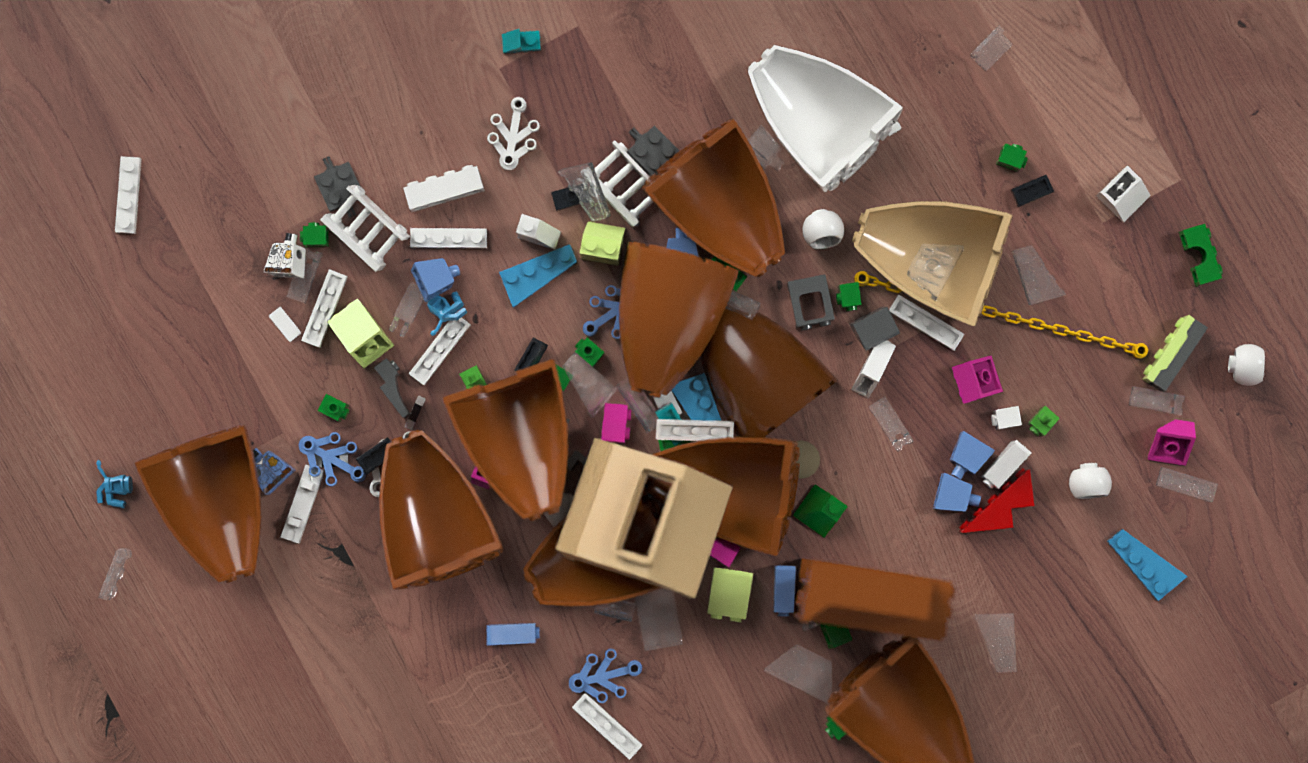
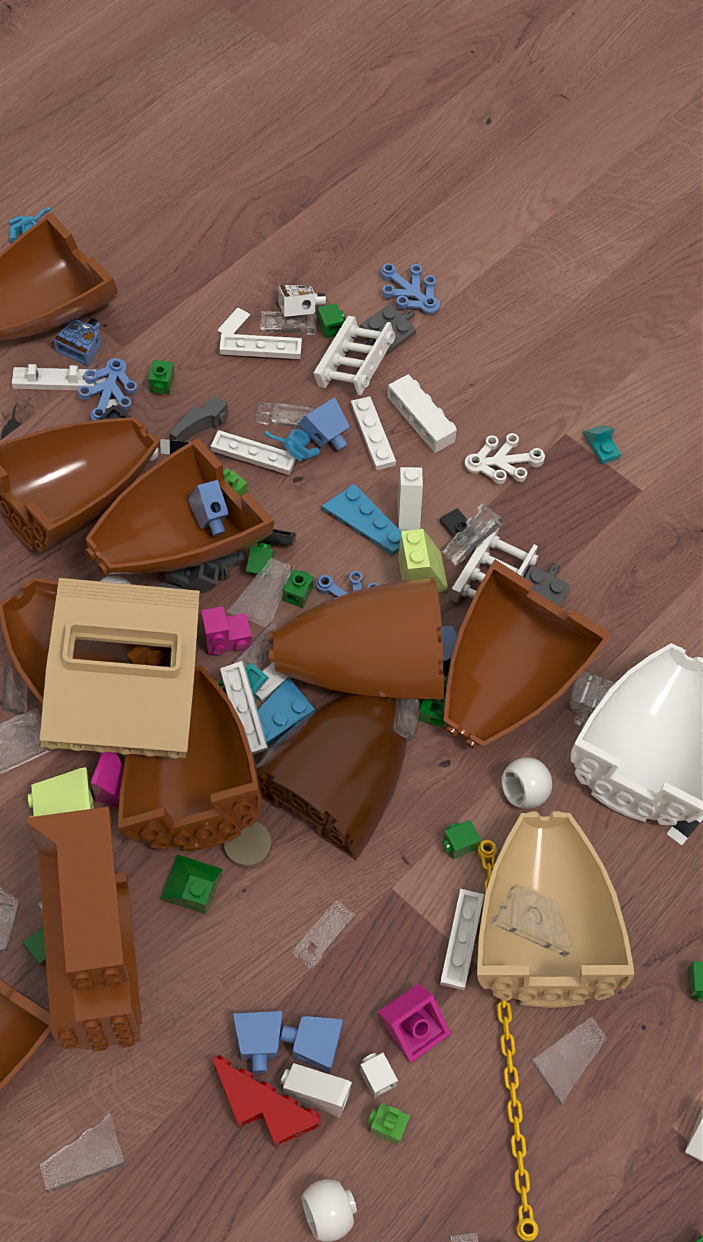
camera: 65 degrees right, 25 degrees down
(128, 195) = (313, 175): white plate -> none
(300, 149) = (427, 303): none -> medium blue plant
(360, 333) = (244, 379): yellowish green slope -> none
(503, 405) = (209, 507): none -> medium blue torso
(806, 286) = (455, 785): dark grey window -> none
(873, 368) = (385, 890): white slope -> none
(875, 328) = (434, 874): dark grey slope -> none
(1032, 190) = (674, 1020): black plate -> none

